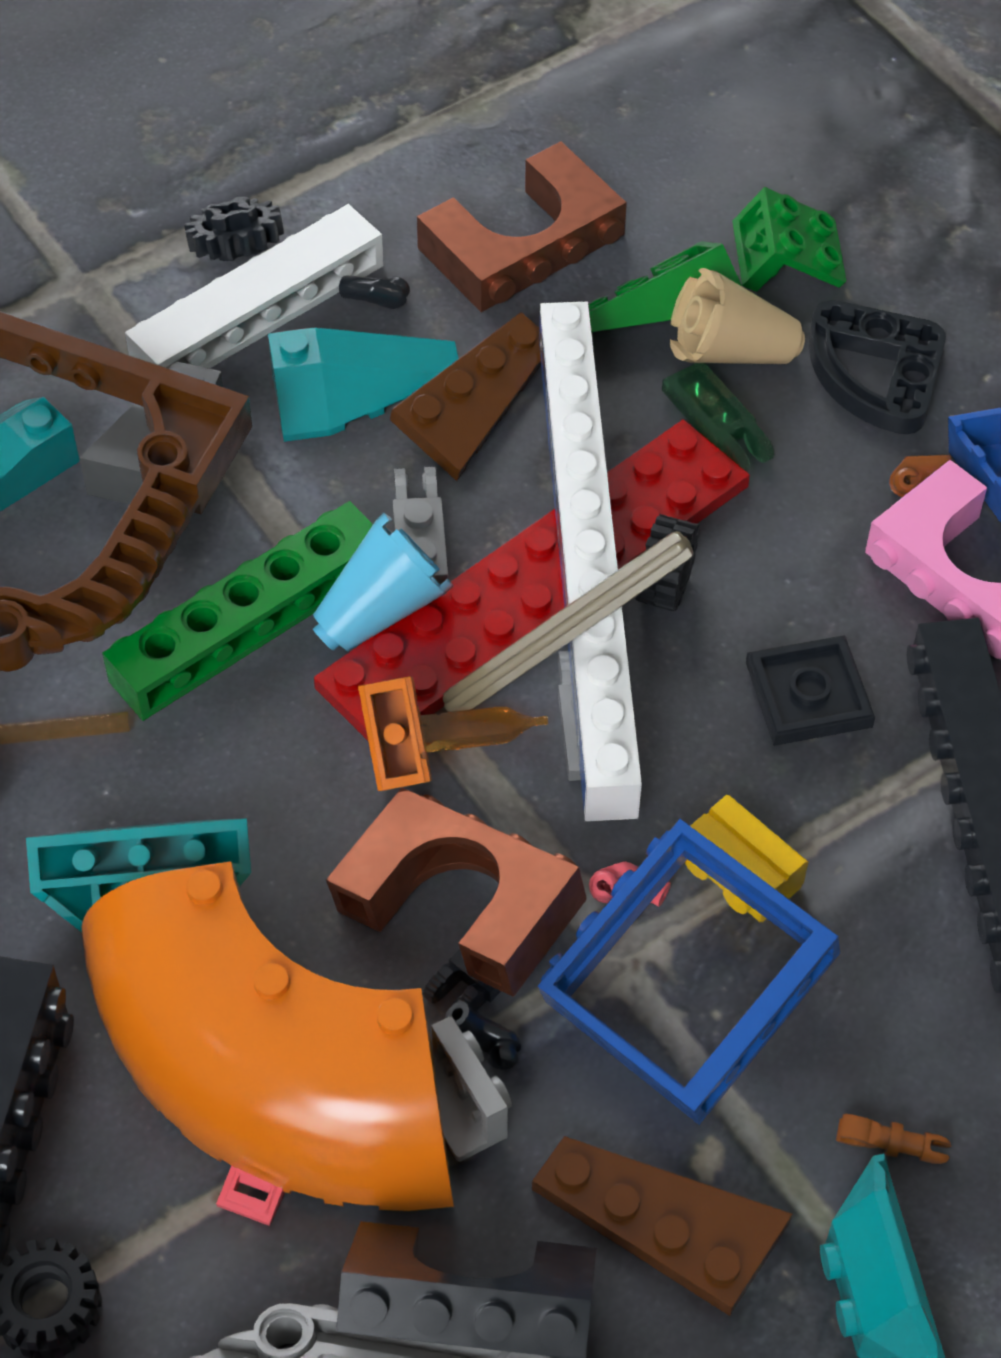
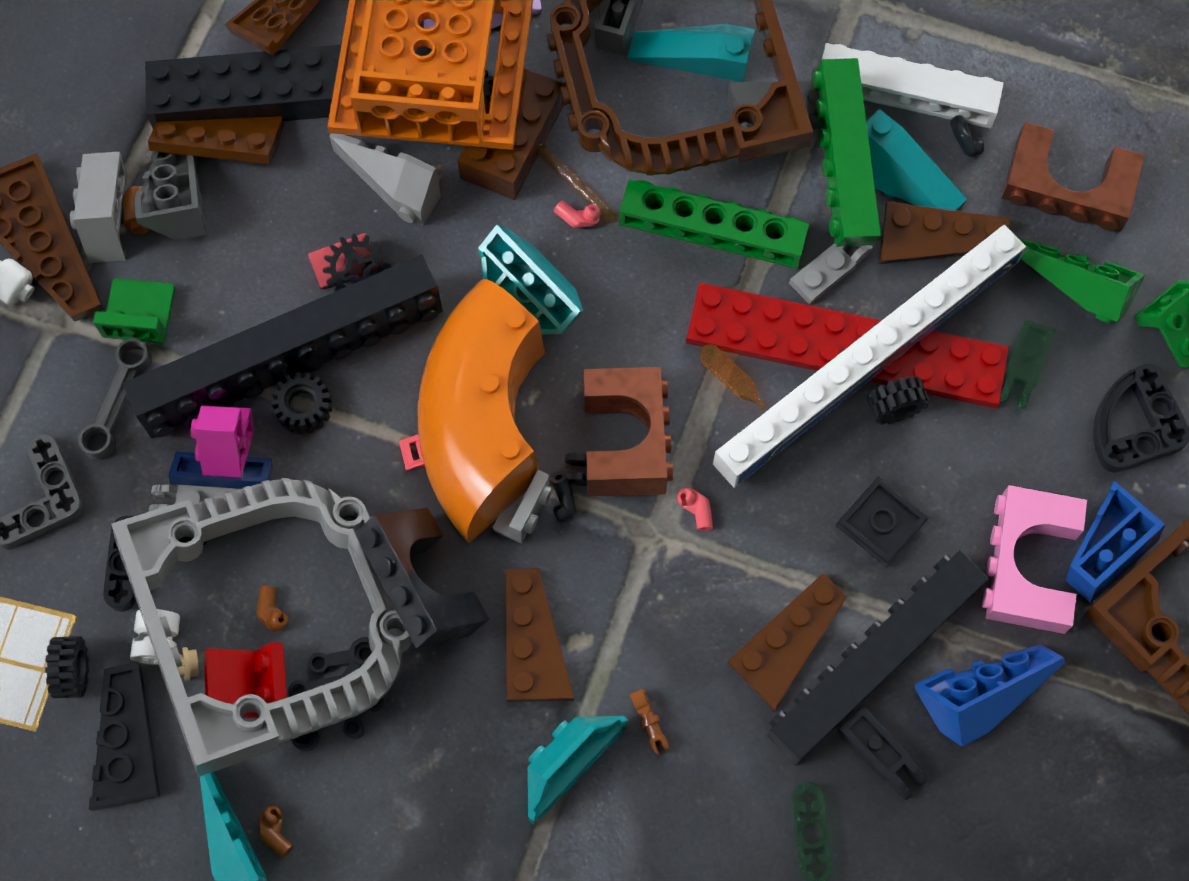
camera: 55 degrees right, 15 degrees up
(92, 757) = (580, 218): none -> coral arm
(234, 229) = (942, 41): black gear -> none
(300, 395) = (846, 152): none -> green brick
(377, 588) = (771, 274): medium azure cone -> none
(395, 733) = (686, 342): orange brick -> none
(569, 623) = (802, 378): dark tan axle -> none
(630, 898) = (659, 618): blue window -> none
(731, 325) = (1086, 330): tan cone -> none
(753, 846) = (751, 553): yellow brick -> none
(896, 910) = (783, 646): none -> reddish brown wing
(913, 471) = (1075, 487): dark orange arm -> none

